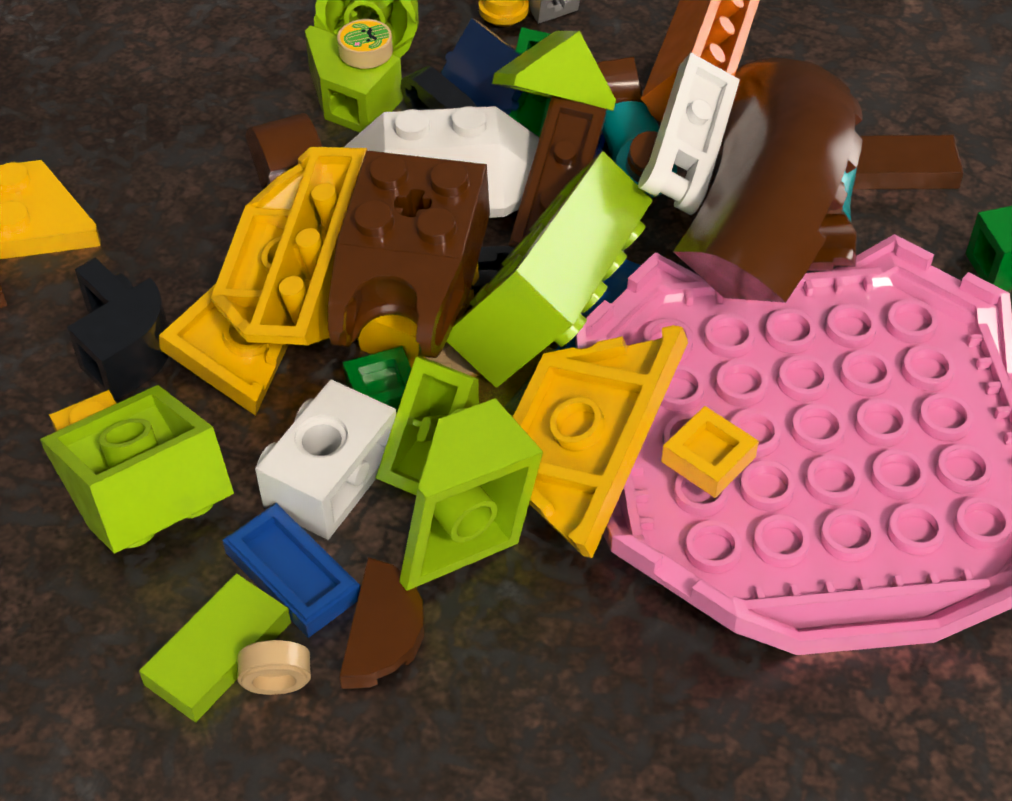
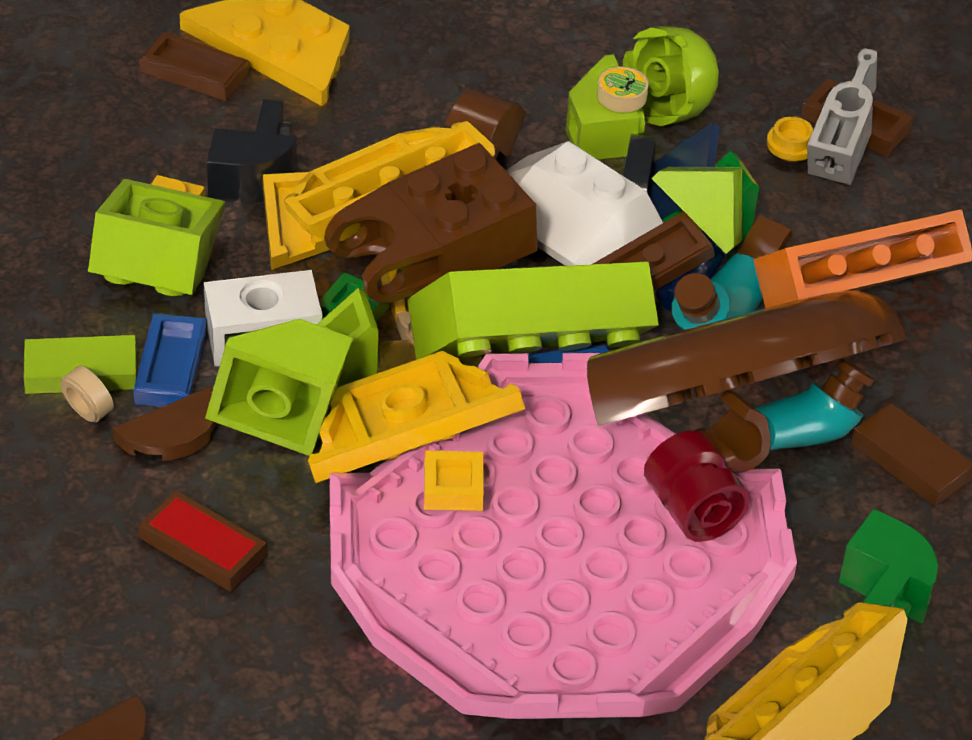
camera: 45 degrees right, 5 degrees down
(552, 701) = (203, 540): none -> tile
(690, 133) = (730, 289): white plate -> none
(881, 294) = (696, 486): none -> dark red wheel

